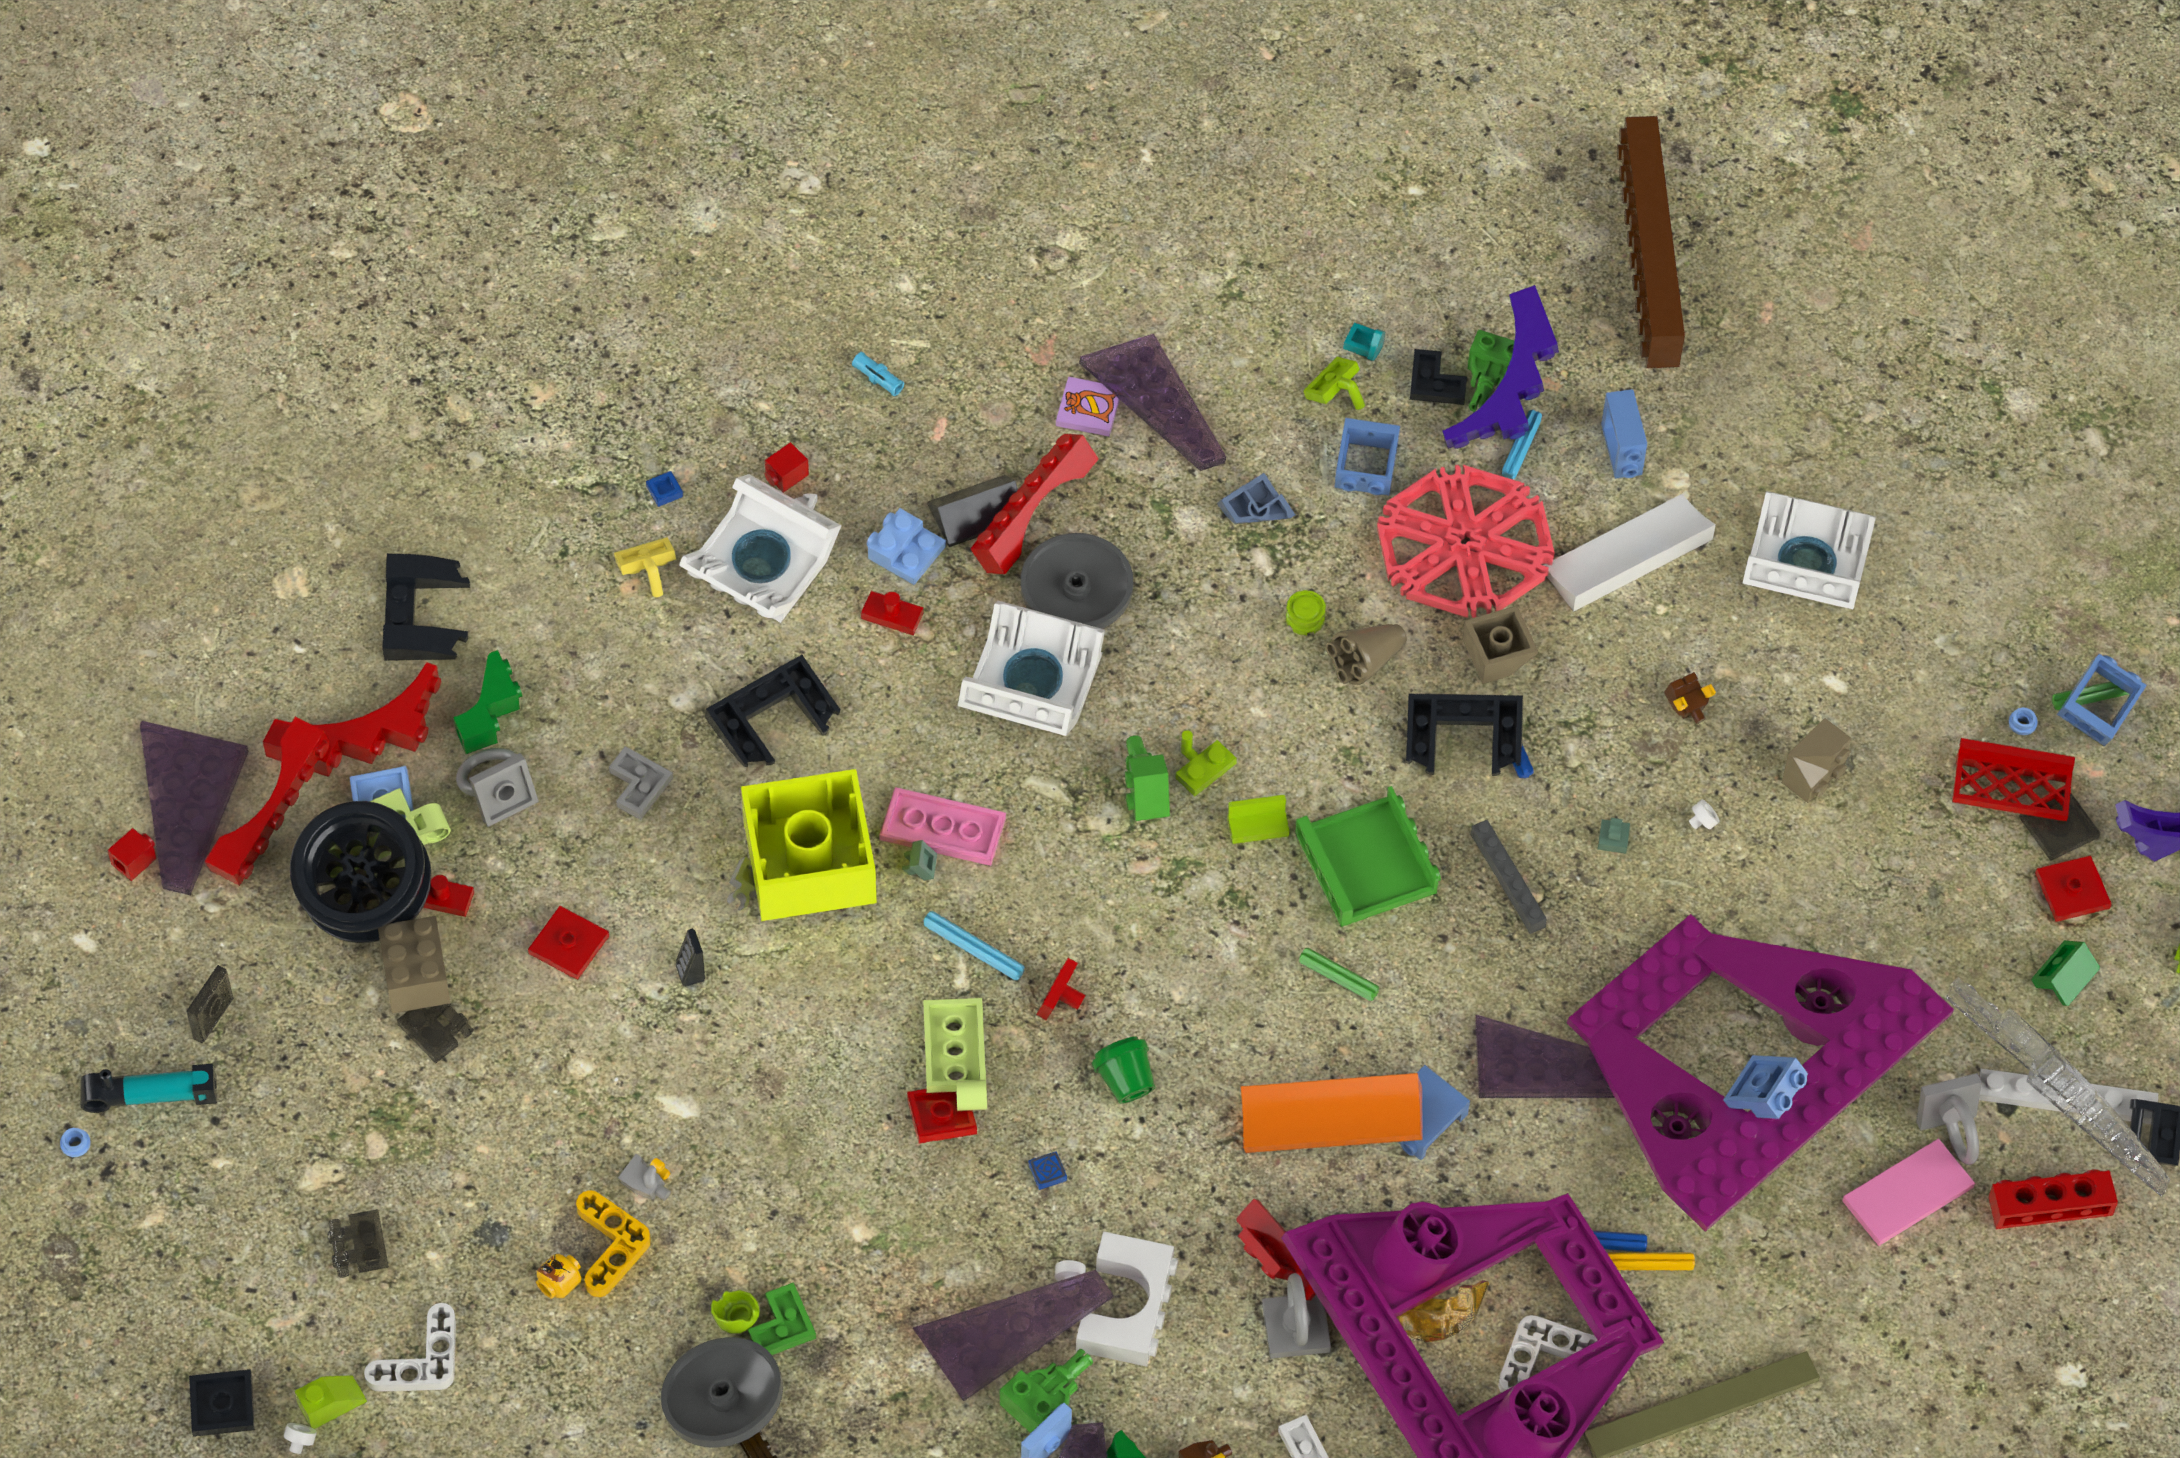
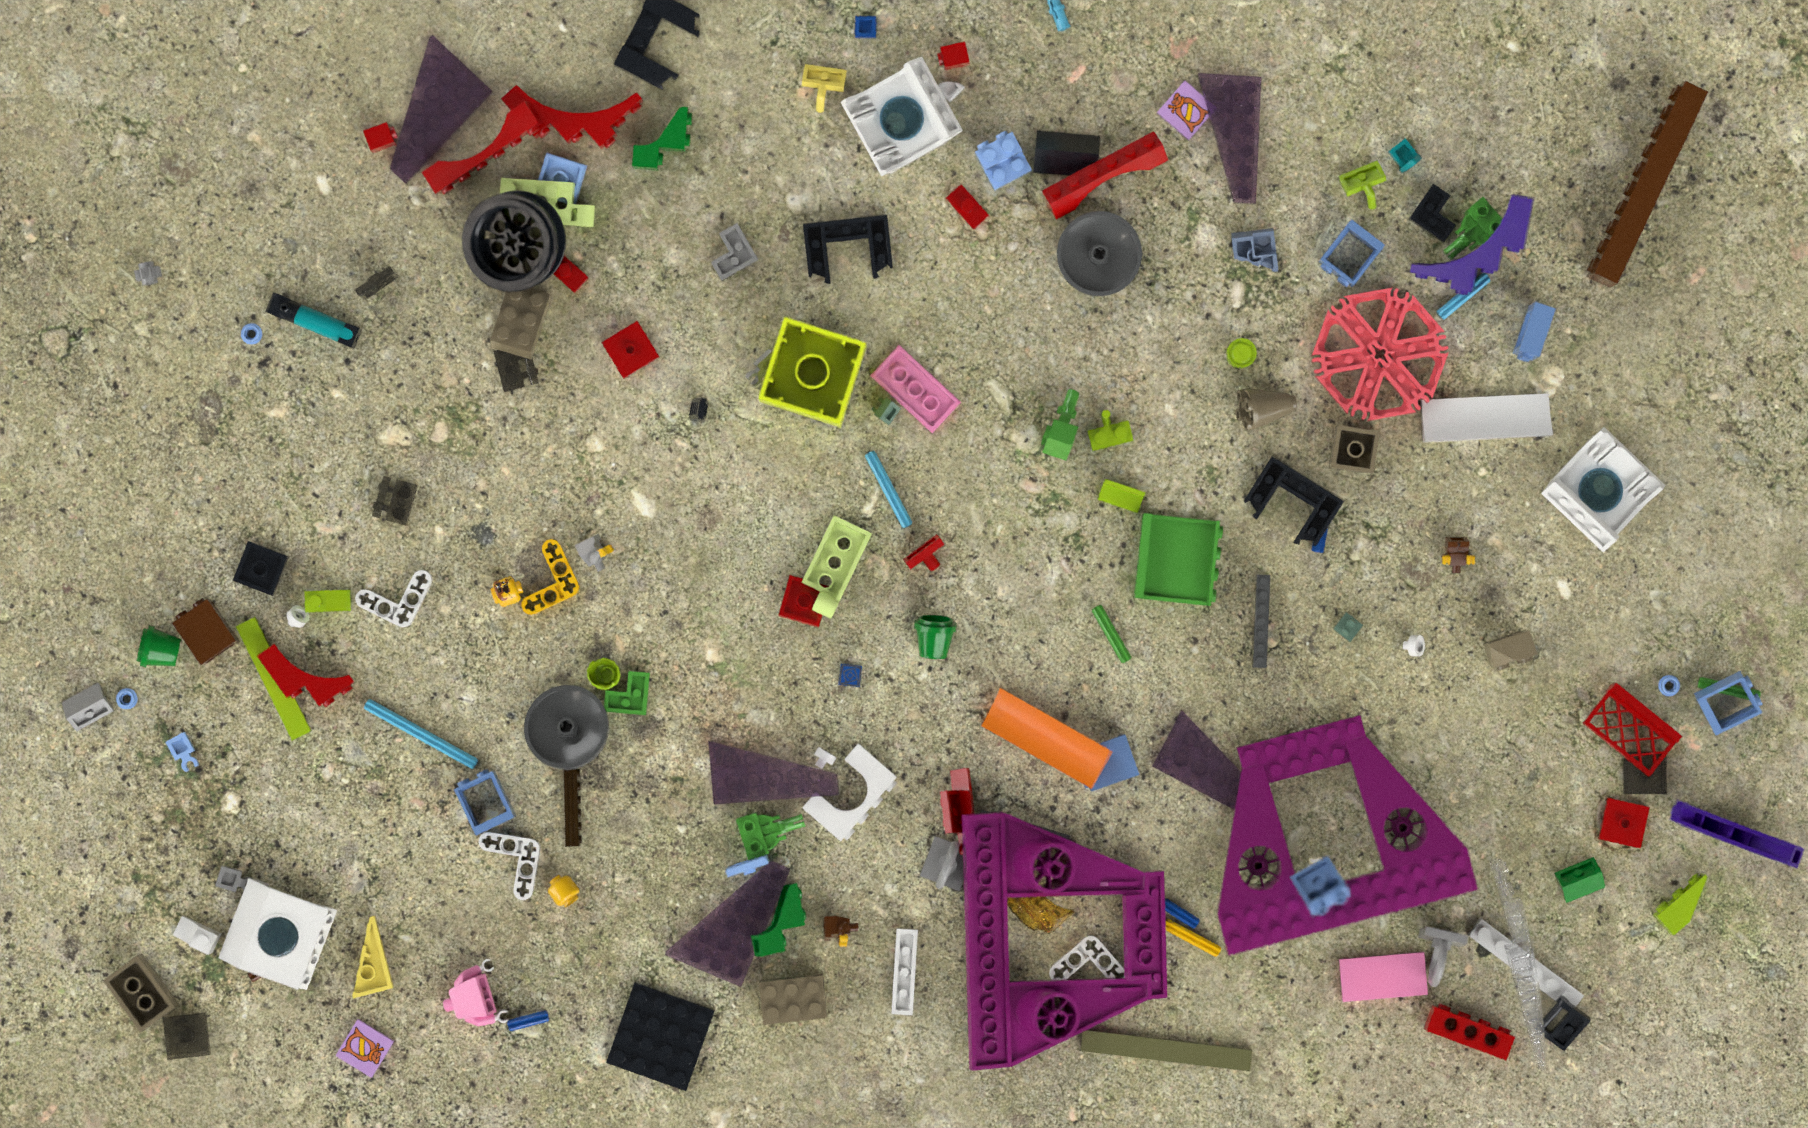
camera: 30 degrees right, 30 degrees up
(500, 789) = (639, 217): light grey tile -> none
(1034, 669) = (1032, 308): white panel -> none

